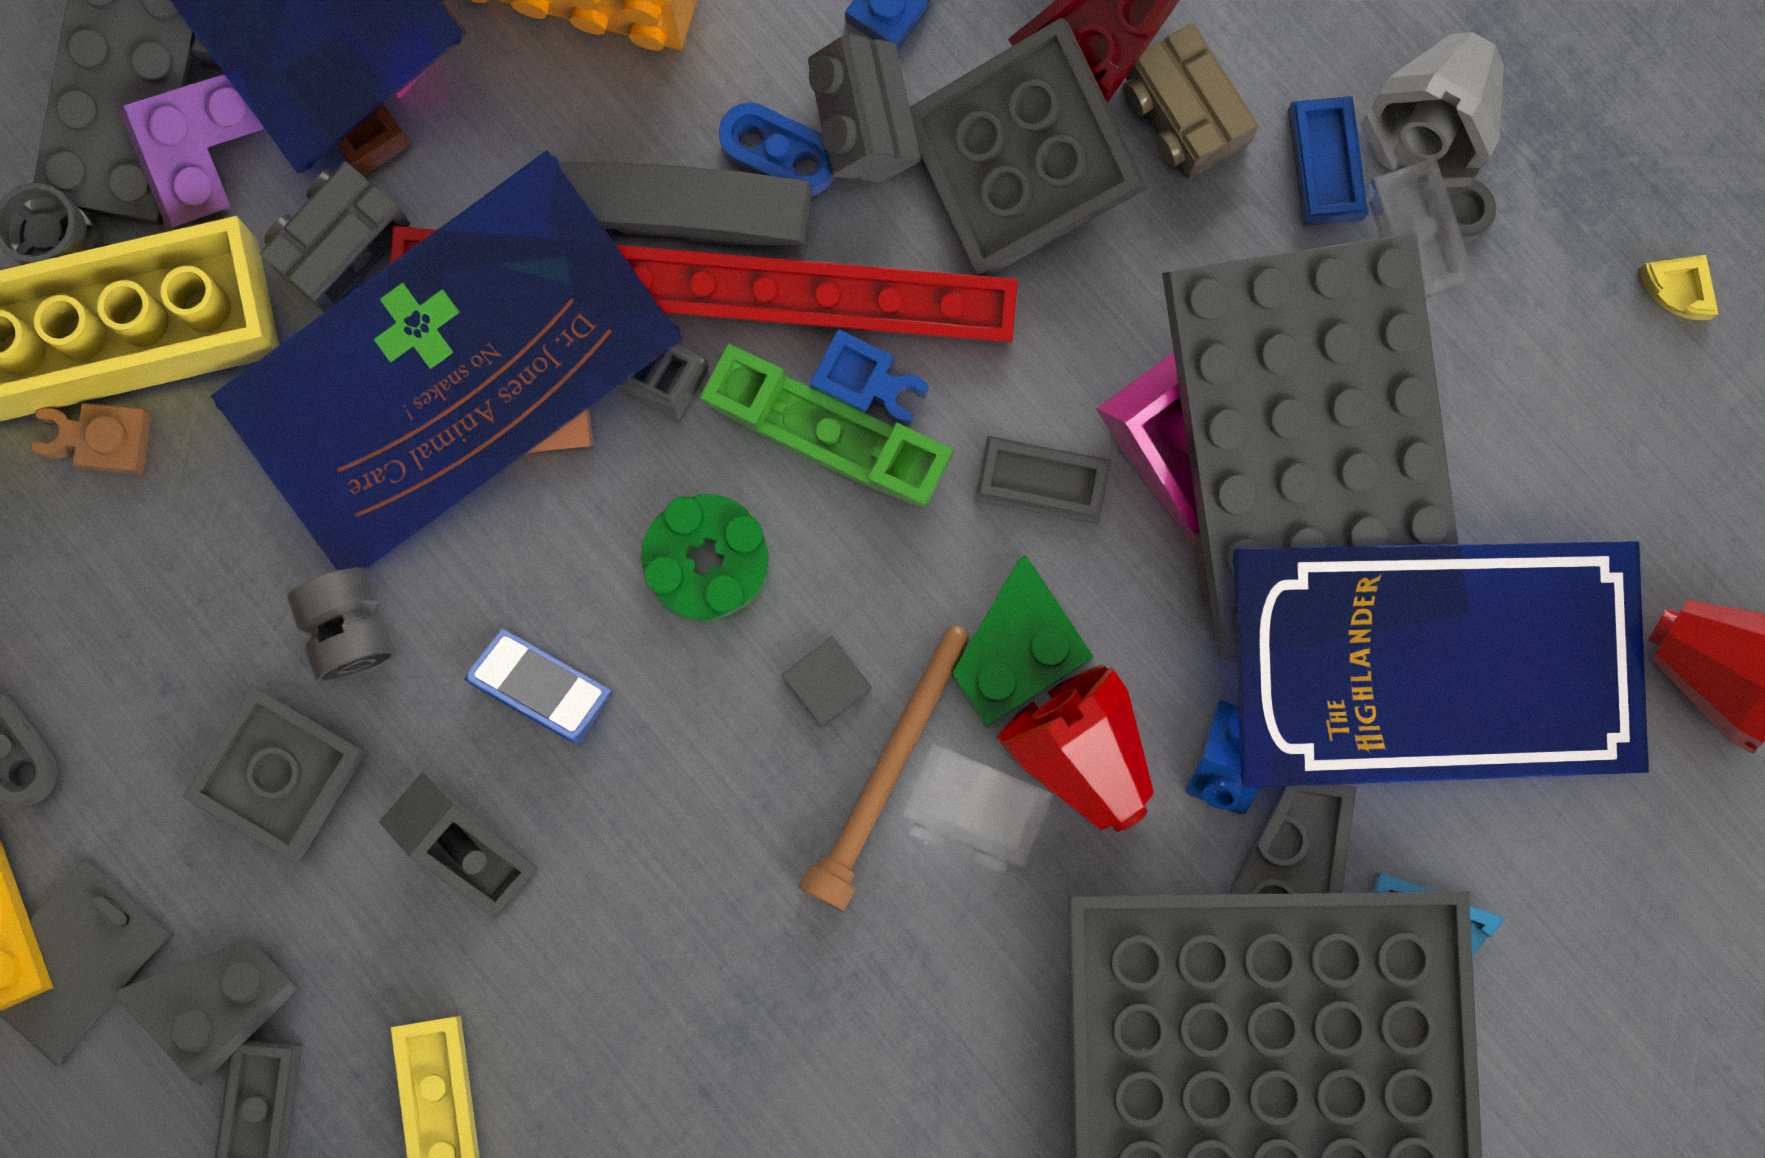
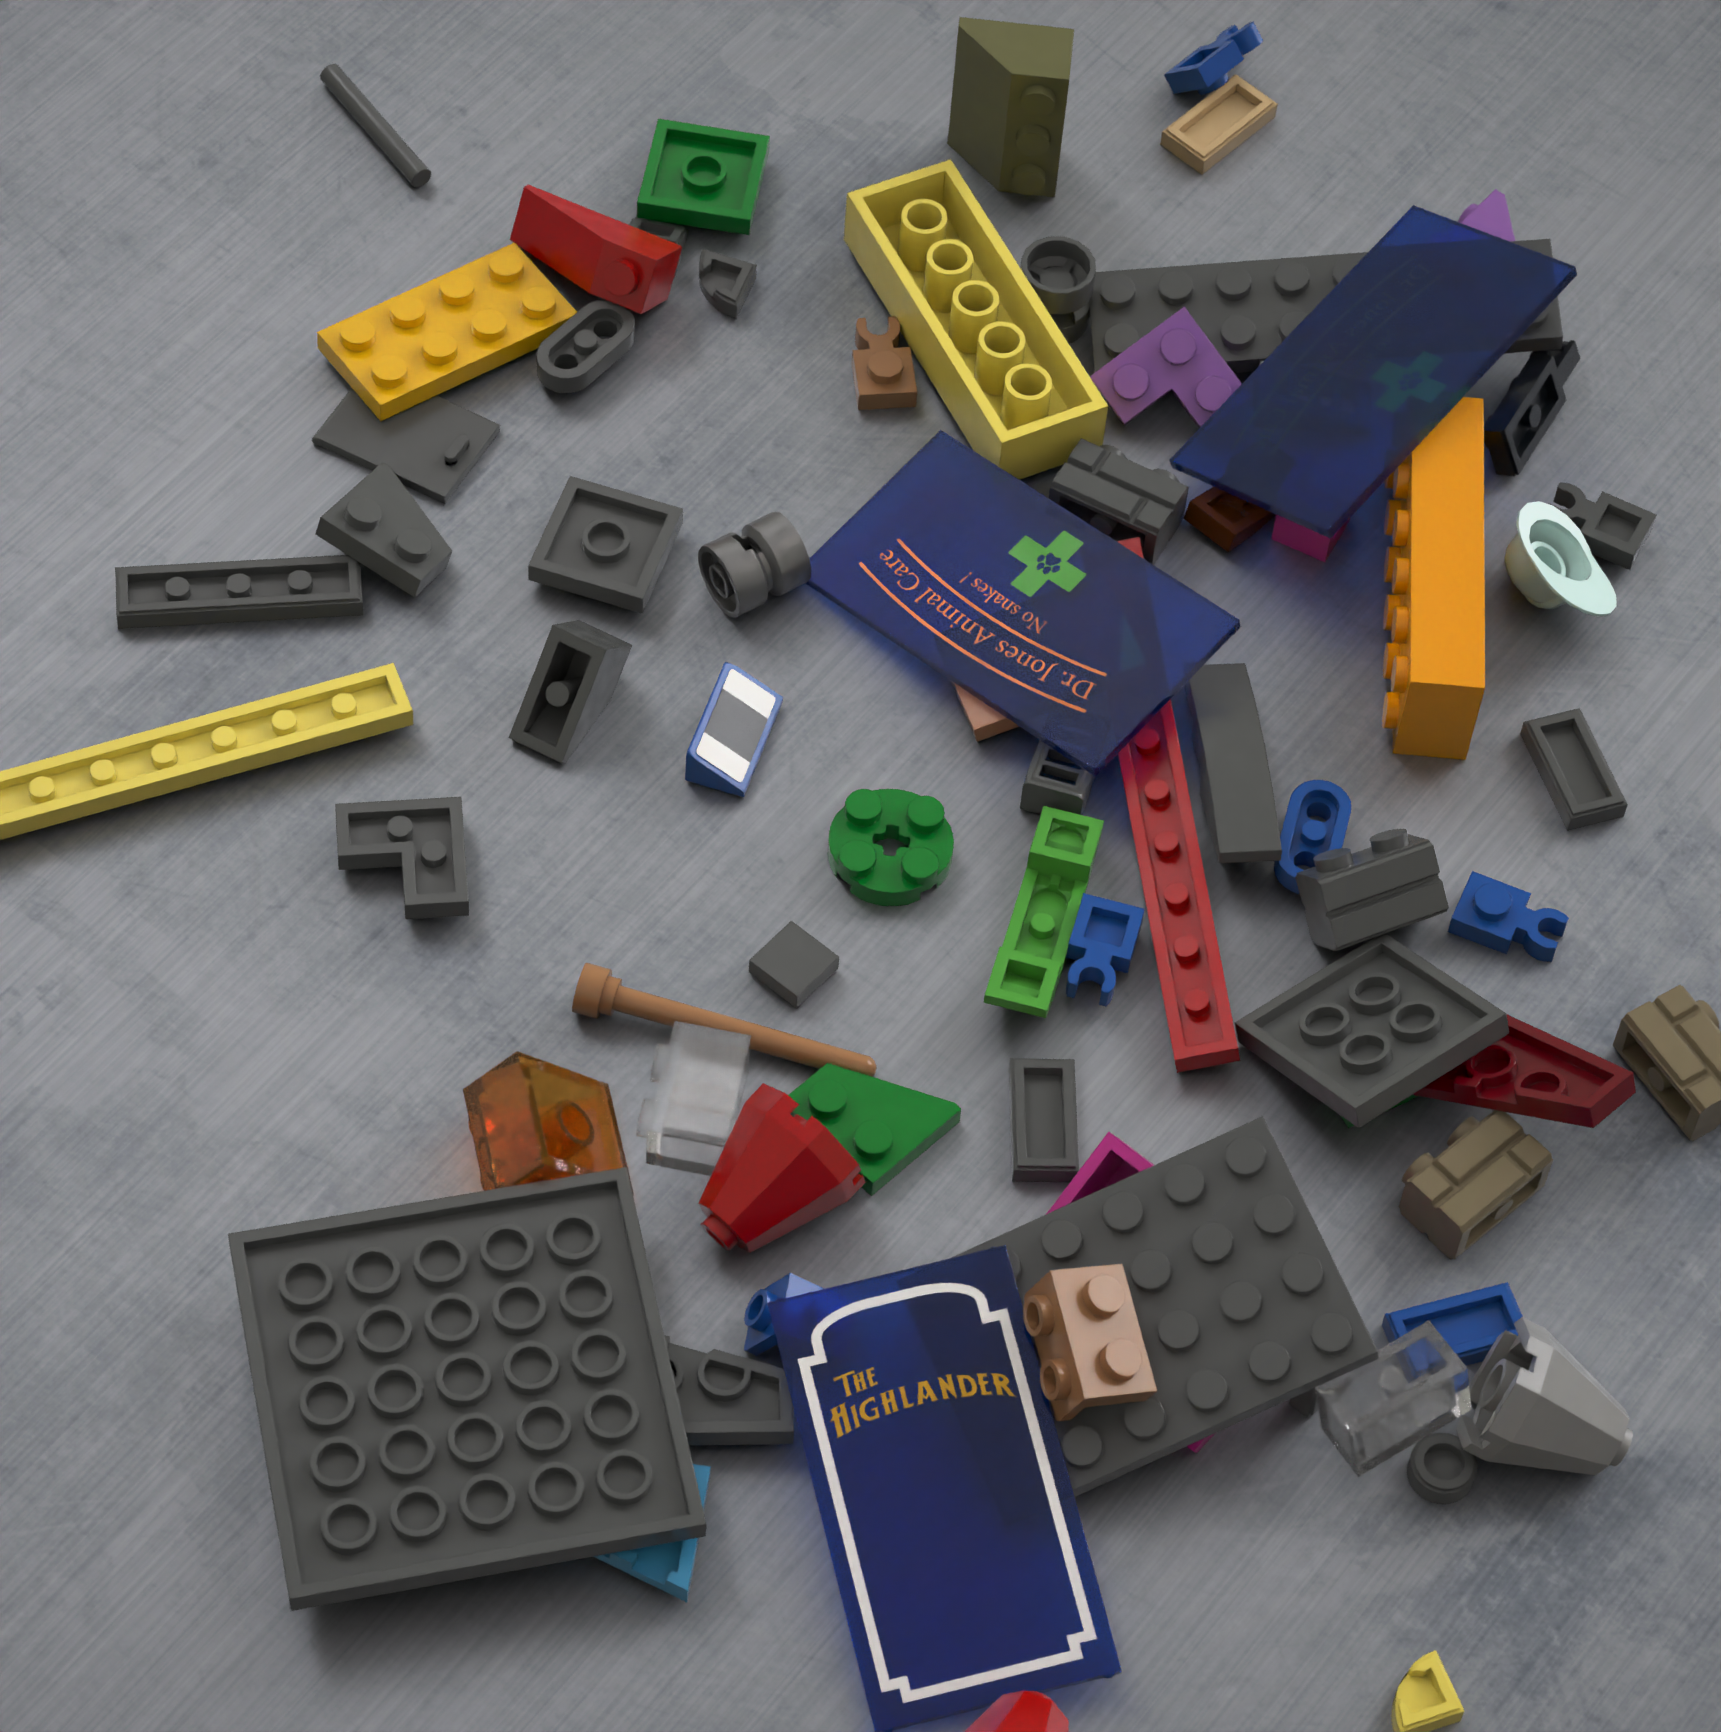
camera: 75 degrees right, 25 degrees down
(612, 1029) = (413, 834): none -> dark grey plate
(997, 964) = (540, 1123): none -> clear orange slope
(1356, 494) = (1087, 1339): none -> medium nougat bracket

